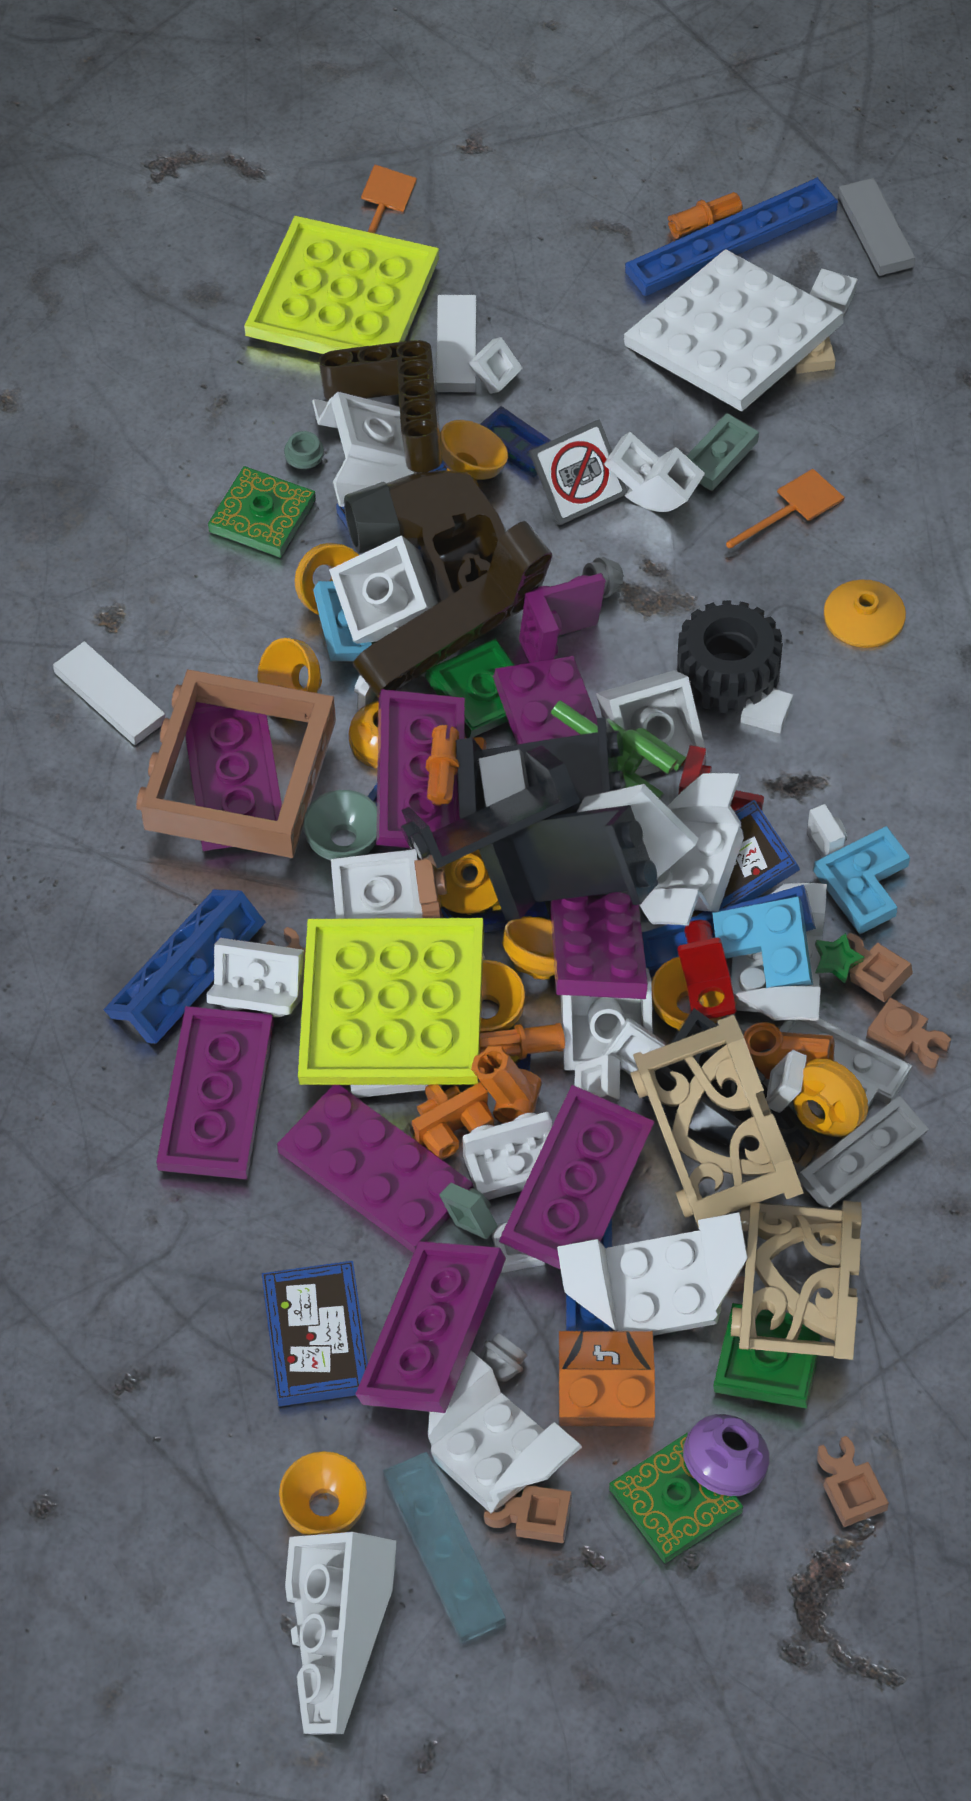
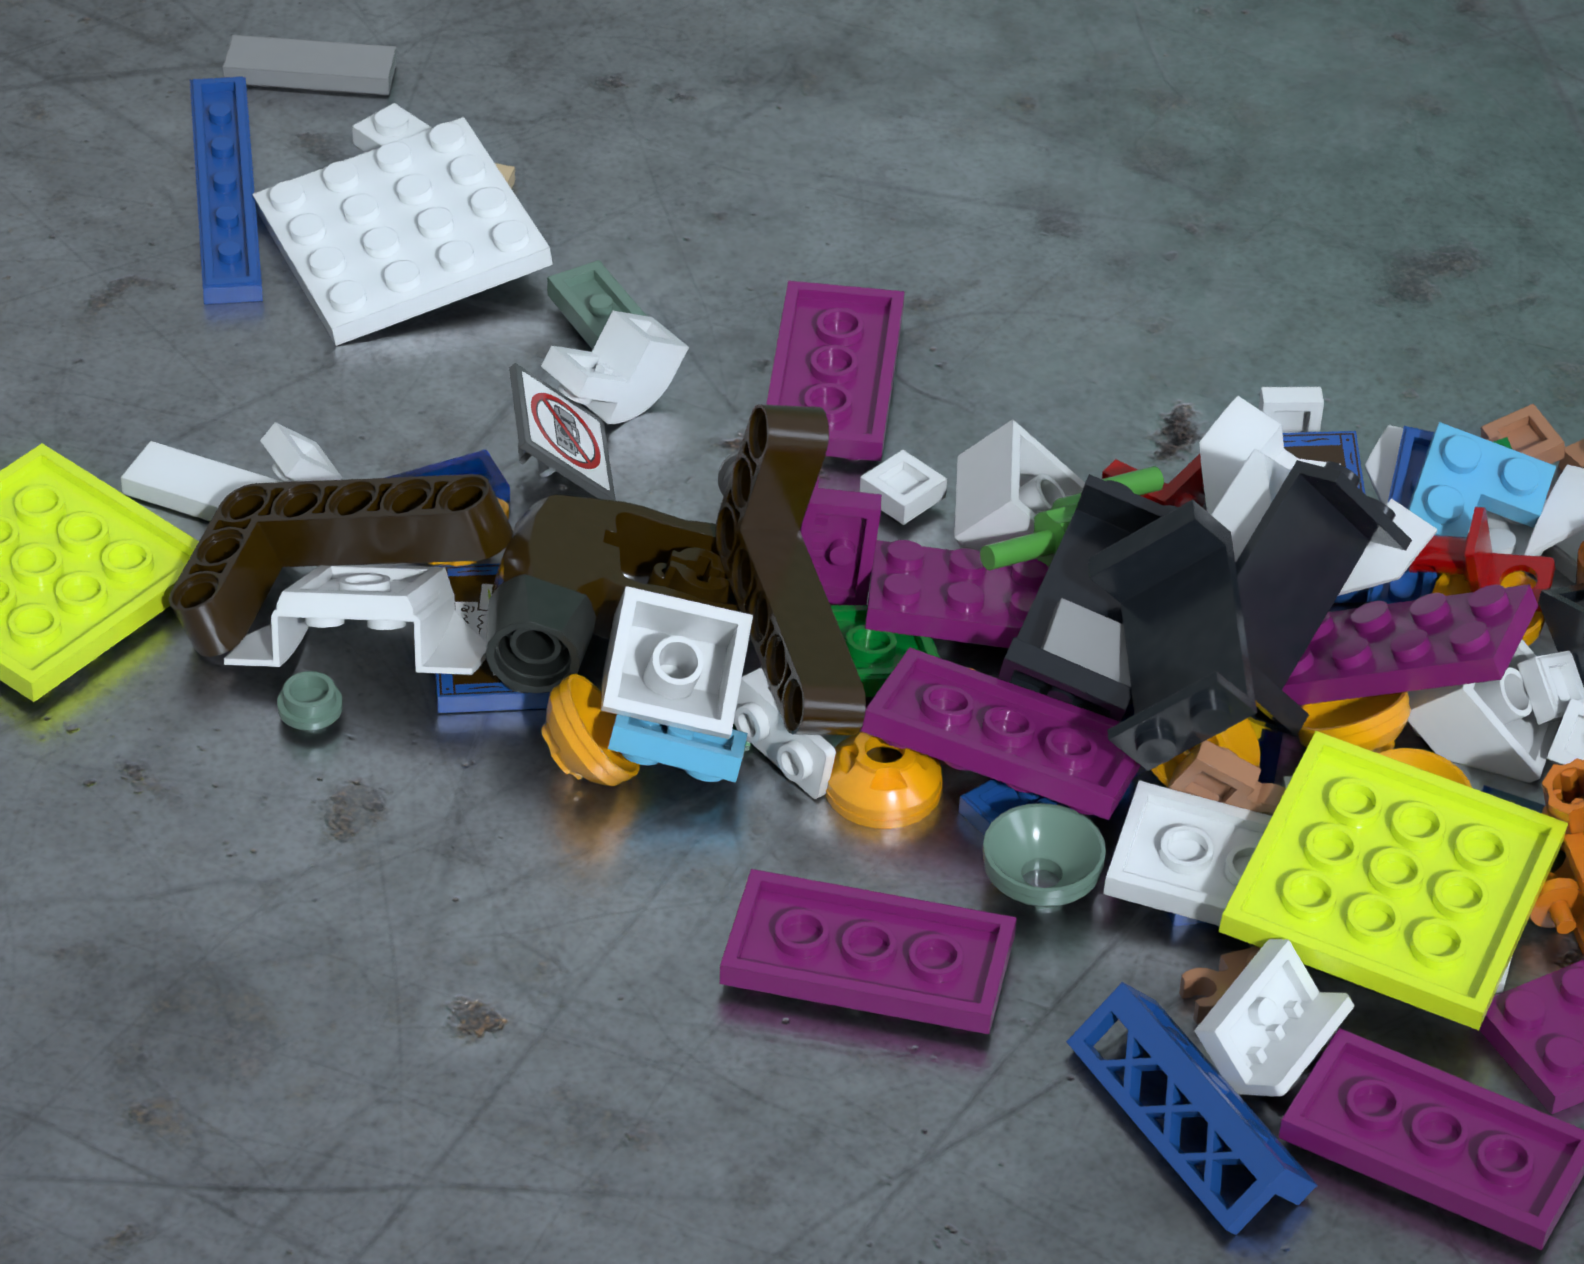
camera: 70 degrees left, 15 degrees down
(109, 693) = (631, 1054): white tile -> none
(226, 827) = (931, 839): nougat window -> none
(262, 511) = (391, 784): green plate -> none
(283, 662) = (774, 846): light orange piece -> none
(442, 765) = (1034, 690): orange axle -> none
(525, 1041) = (1504, 768): orange axle -> none
(641, 655) = (905, 486): none -> white plate
(704, 214) = (173, 196): orange axle -> none
(736, 631) = (959, 390): black tyre -> none
(763, 572) = (840, 356): none -> magenta plate
(769, 712) = (1045, 412): white tile -> none
(807, 494) = (721, 267): orange piece -> none
(855, 875) = (1355, 406): medium azure plate -> none
(860, 624) = (940, 285): light orange dish -> none

